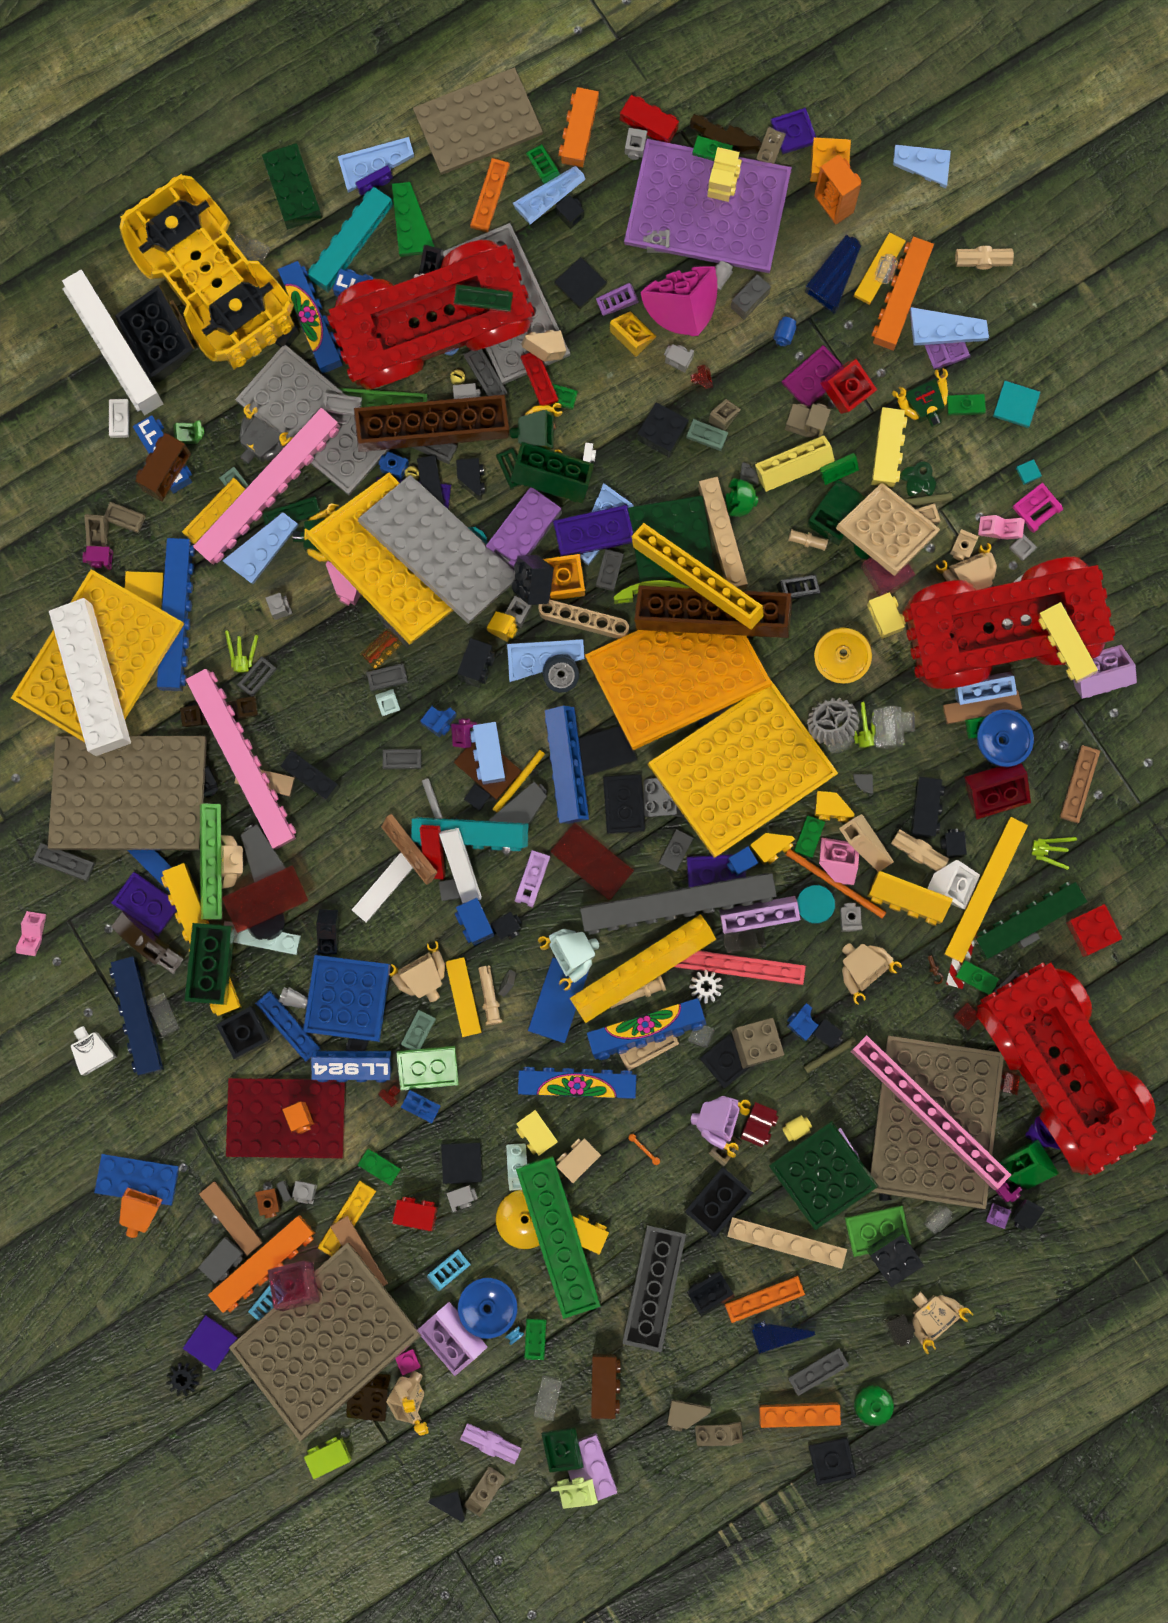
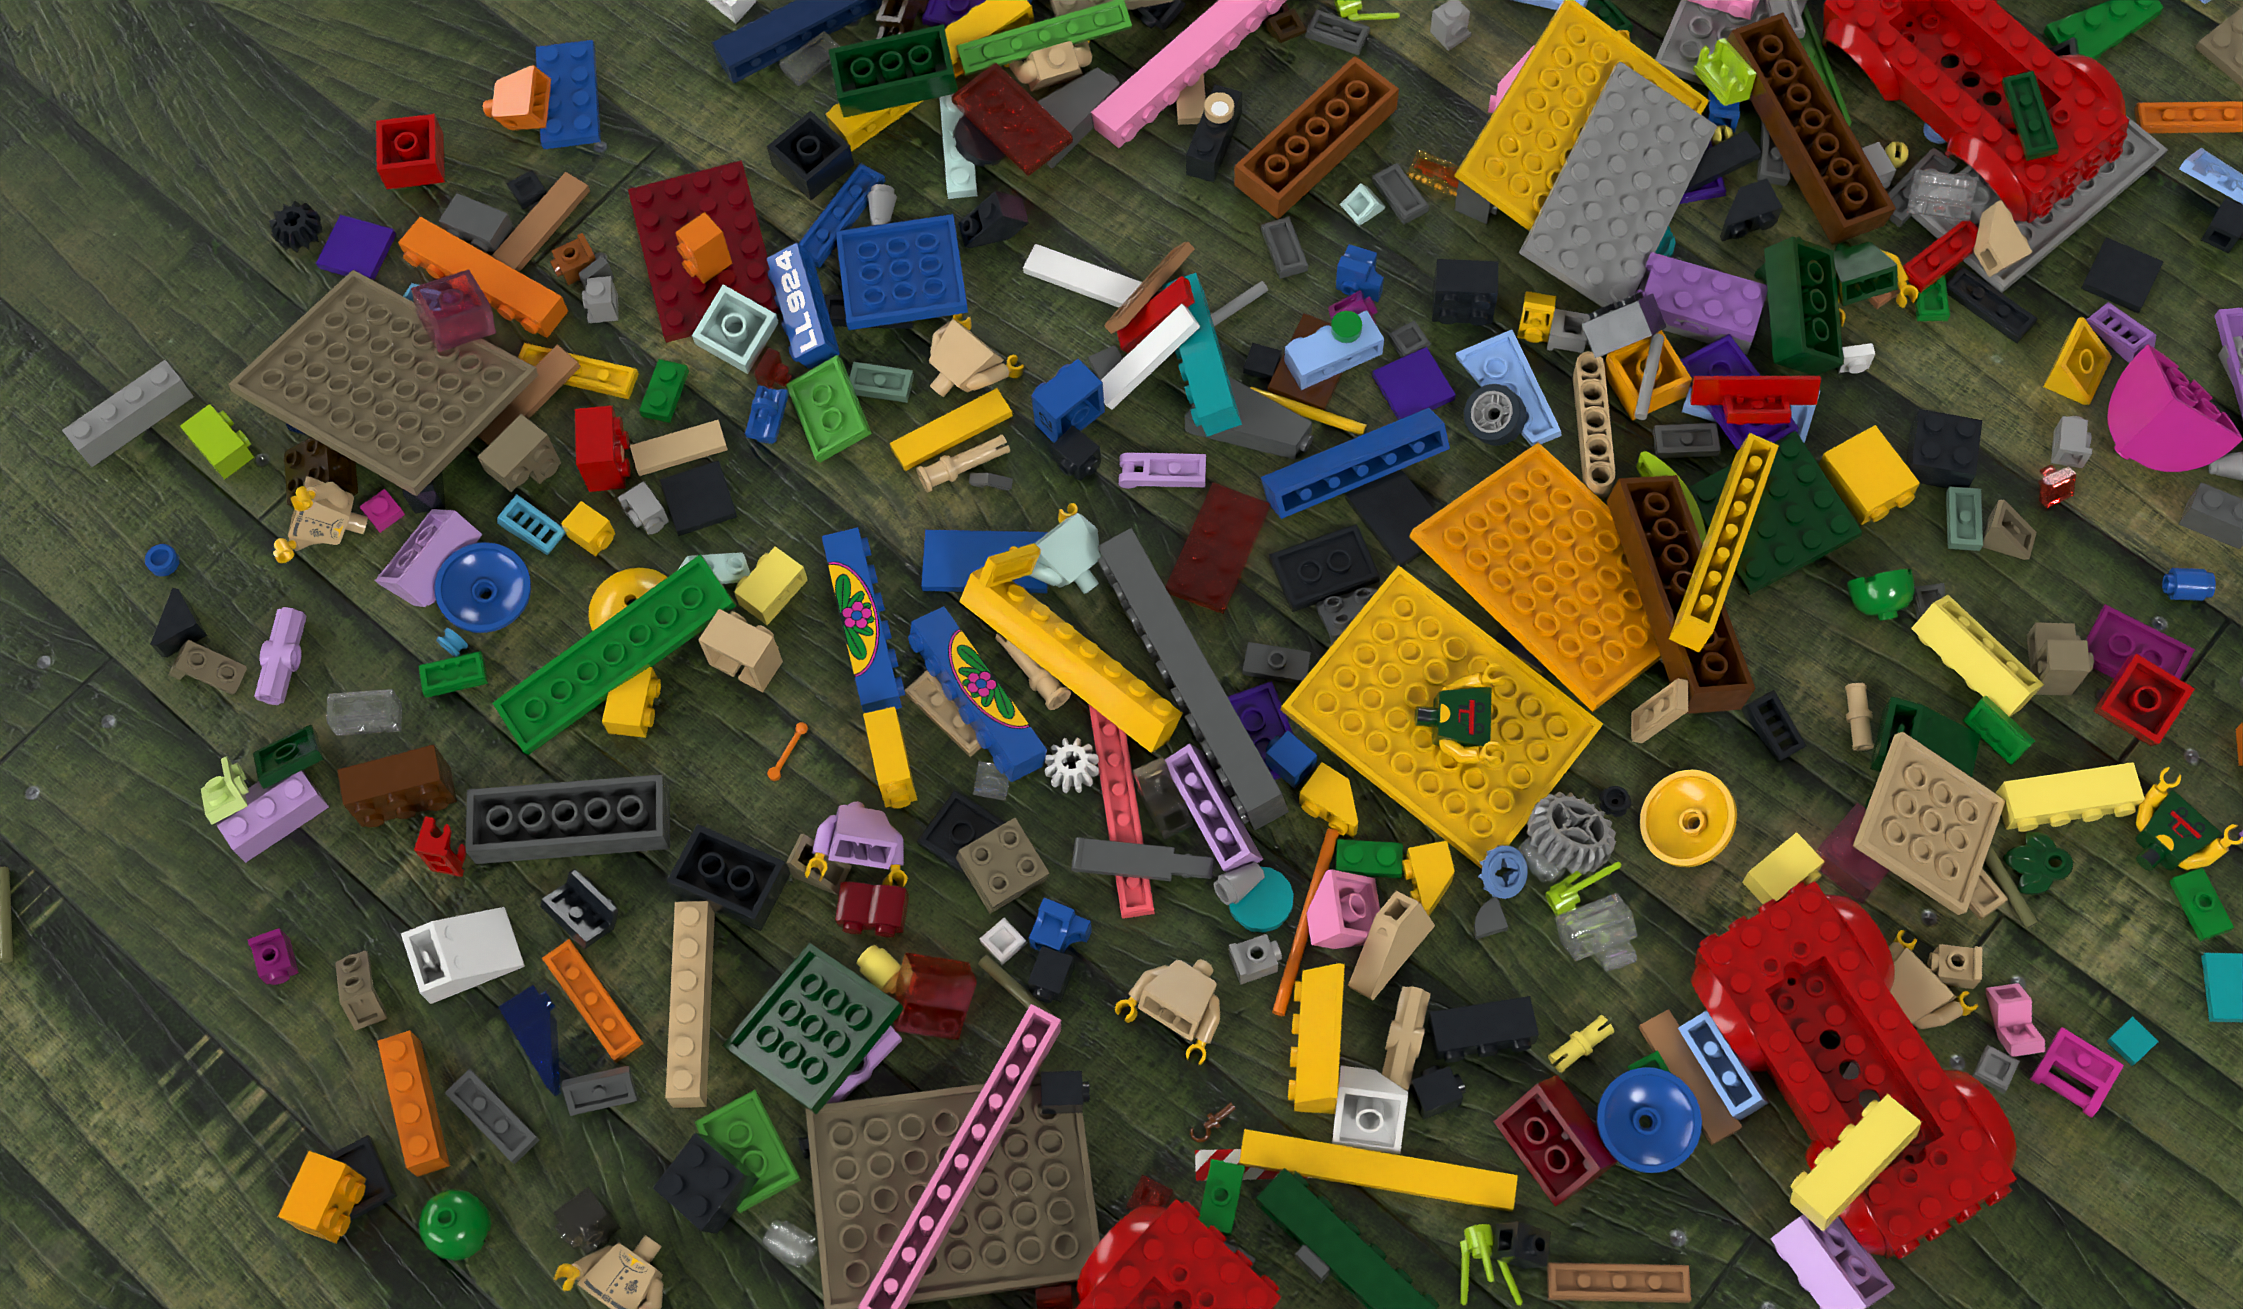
camera: 75 degrees right, 15 degrees down
(153, 1292) = (410, 151): none -> red brick
(201, 1222) = (527, 189): none -> black tile
(289, 1512) = (128, 413): none -> light grey brick
(302, 768) = (1219, 107): none -> tan tile
(335, 715) = (1316, 137): none -> dark orange brick
(358, 1111) = (735, 329): none -> light aqua brick
(378, 457) = (1725, 73): none -> lime hinge
(398, 1508) = (162, 560): none -> blue tile
(406, 1266) = (520, 453): none -> dark tan brick
(422, 1167) = (678, 447): none -> tan tile
(464, 1234) = (588, 528): none -> yellow brick
(482, 741) = (1346, 326): none -> green tile
(490, 706) = (1408, 339): none -> dark grey tile
(503, 364) = (1942, 194): none -> clear brick
(521, 713) = (1413, 384): none -> dark purple tile
(572, 578) = (1649, 376): none -> light grey bar
(575, 364) = (1990, 304): none -> black tile
(582, 986) = (1009, 565): none -> yellow tile
(605, 524) = (1755, 397): none -> red bracket
(653, 1370) = (435, 849): none -> red hinge
(665, 477) = (1869, 475): none -> yellow brick
(674, 1089) = (890, 757): none -> yellow brick
(679, 1478) = (272, 944): none -> magenta brick
(685, 1414) = (380, 924): dark tan slope -> none
(717, 1367) = (461, 952): none -> white slope
(722, 533) = (1813, 582): tan brick -> none
(753, 758) = (1463, 718): none -> torso
(775, 966) = (1137, 860): none -> dark grey piece
(780, 648) = (1659, 711): none -> tan tile
(797, 1055) = (1003, 941): none -> white tile
(807, 914) = (1238, 883): none -> light grey cone
(817, 685) = (1619, 794): none -> black plate
(821, 1306) = (599, 1090): none -> dark grey plate
(823, 1102) = (933, 995): none -> clear red slope
(845, 1475) = (323, 1197): none -> light orange brick
(846, 762) = (1512, 881): none -> medium blue gear
(901, 1046) = (1063, 1092): none -> black brick
(948, 758) = (1581, 1043): none -> light yellow pin
(1050, 827) = (1521, 1245): none -> black brick

